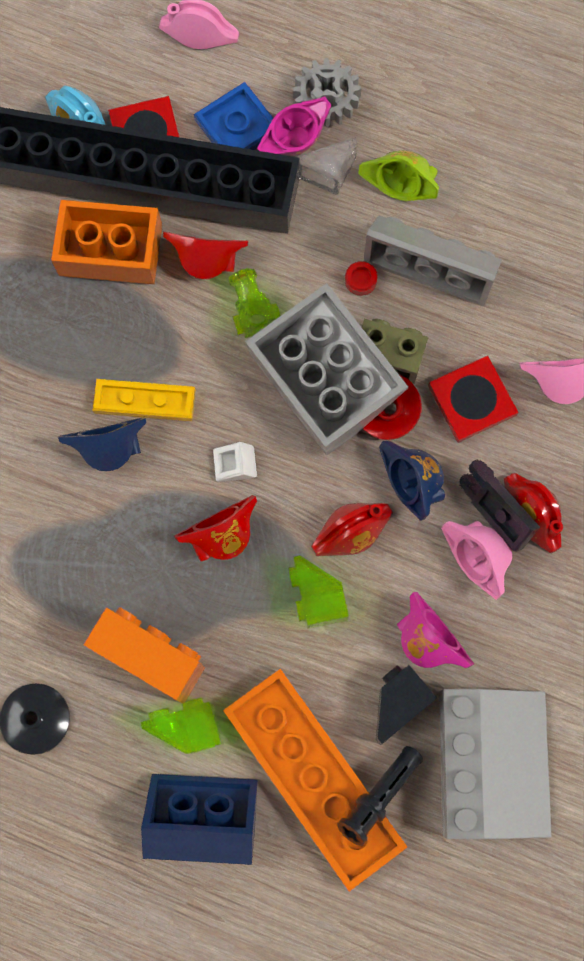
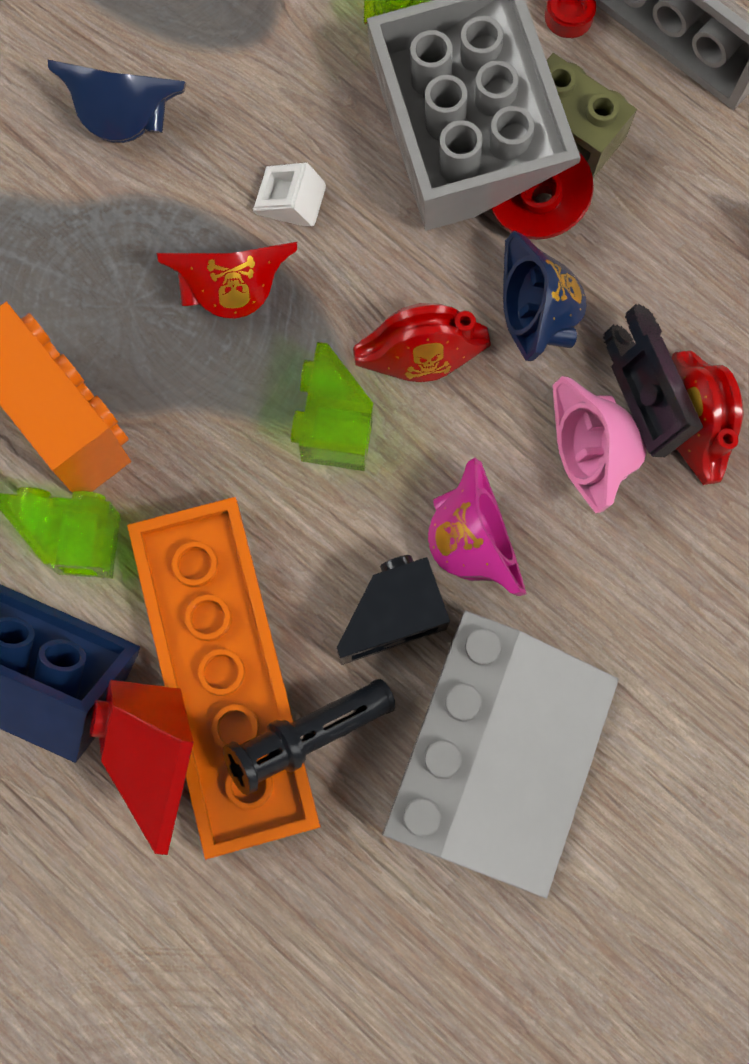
camera: 15 degrees right, 0 degrees up
(144, 399) = (205, 68): yellow tile -> none
(296, 843) = (145, 752): none -> red slope
(473, 399) = (669, 227): red tile -> none

